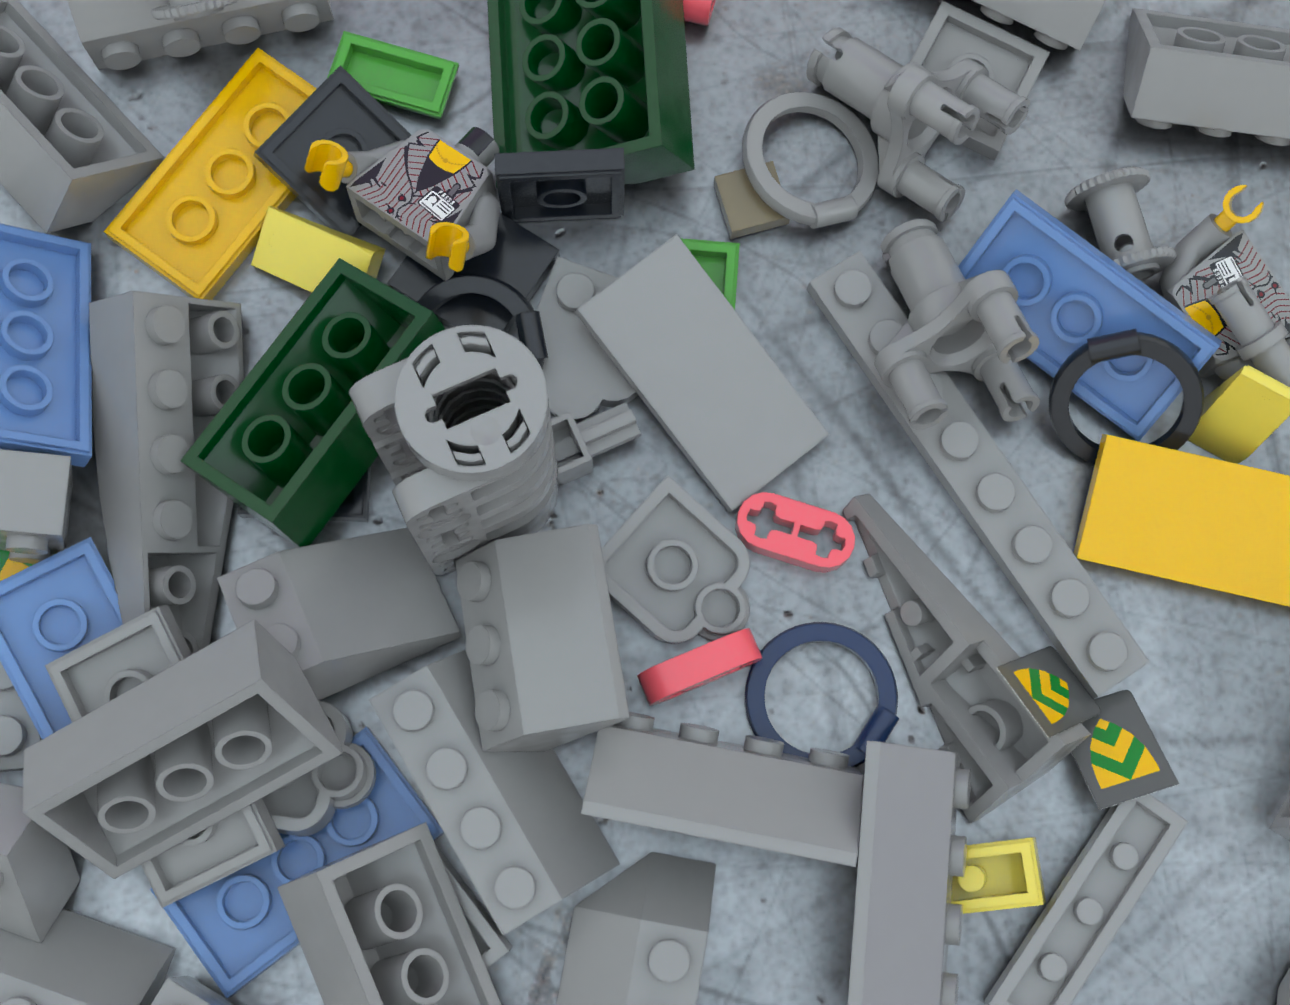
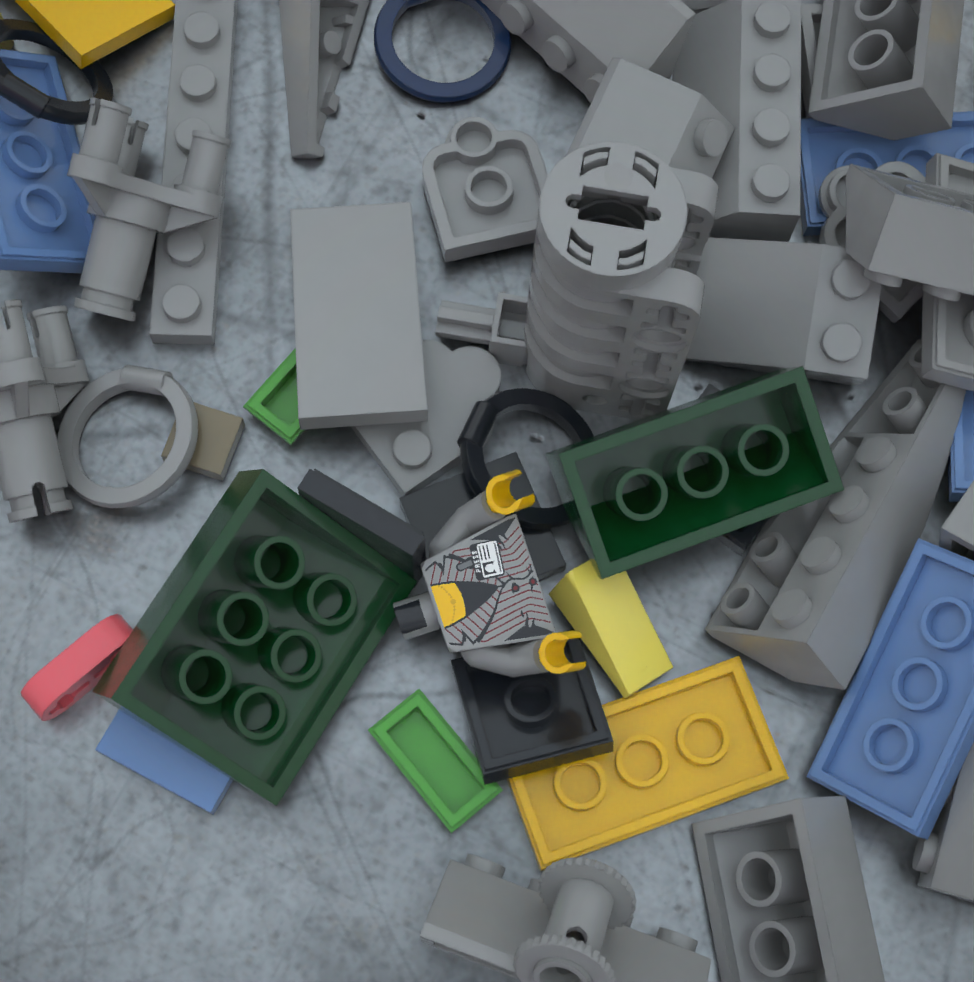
camera: 145 degrees left, 5 degrees down
(699, 666) = (521, 105): coral beam -> none
(800, 518) = (383, 152): coral beam -> none

